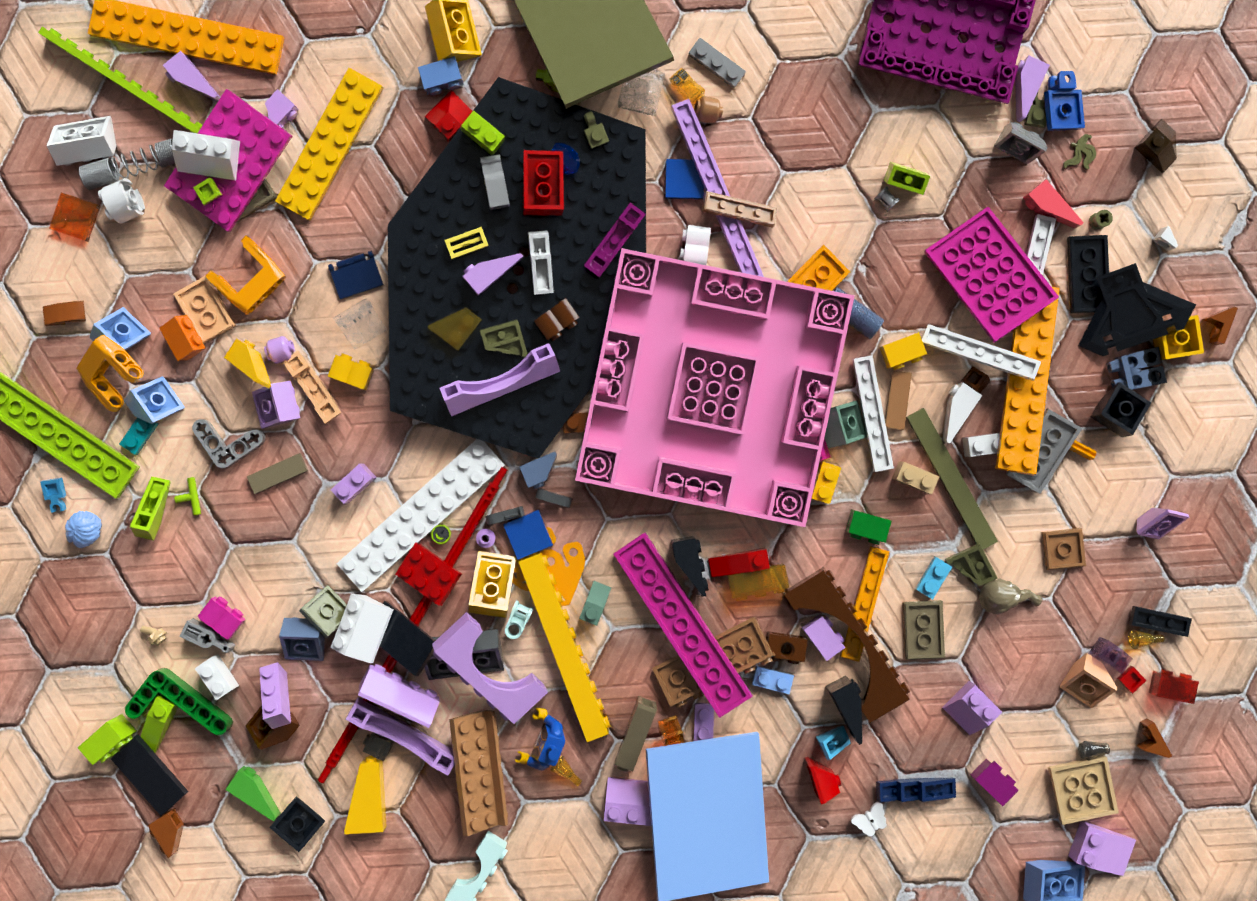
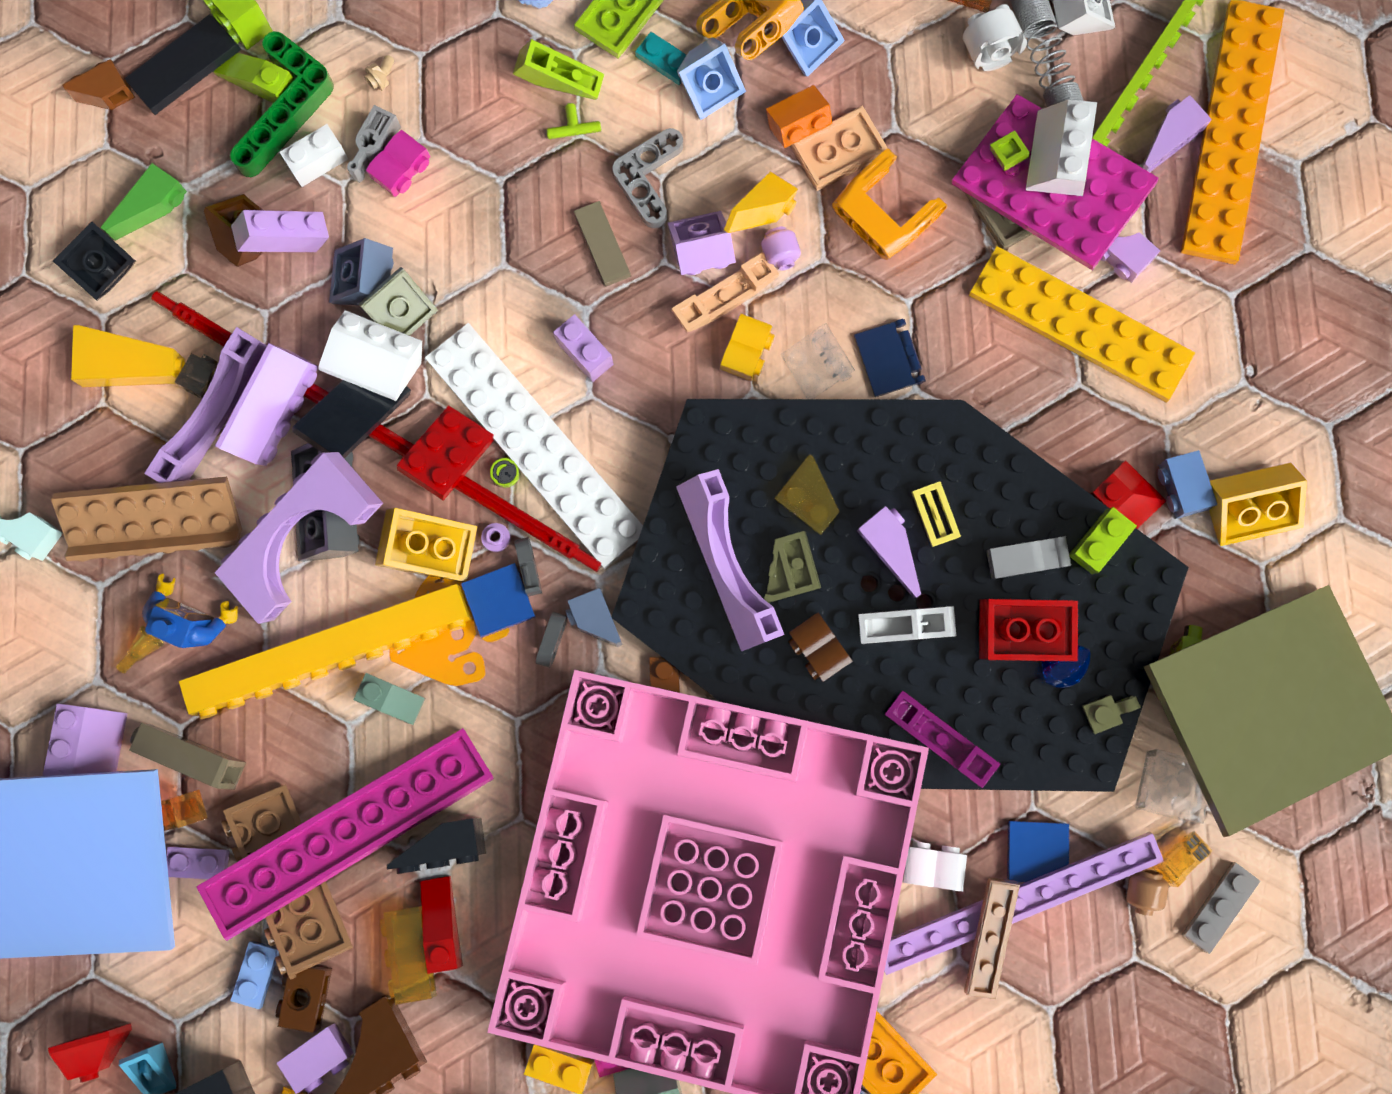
camera: 90 degrees right, 10 degrees down
(518, 618) = (375, 583): light aqua piece -> none

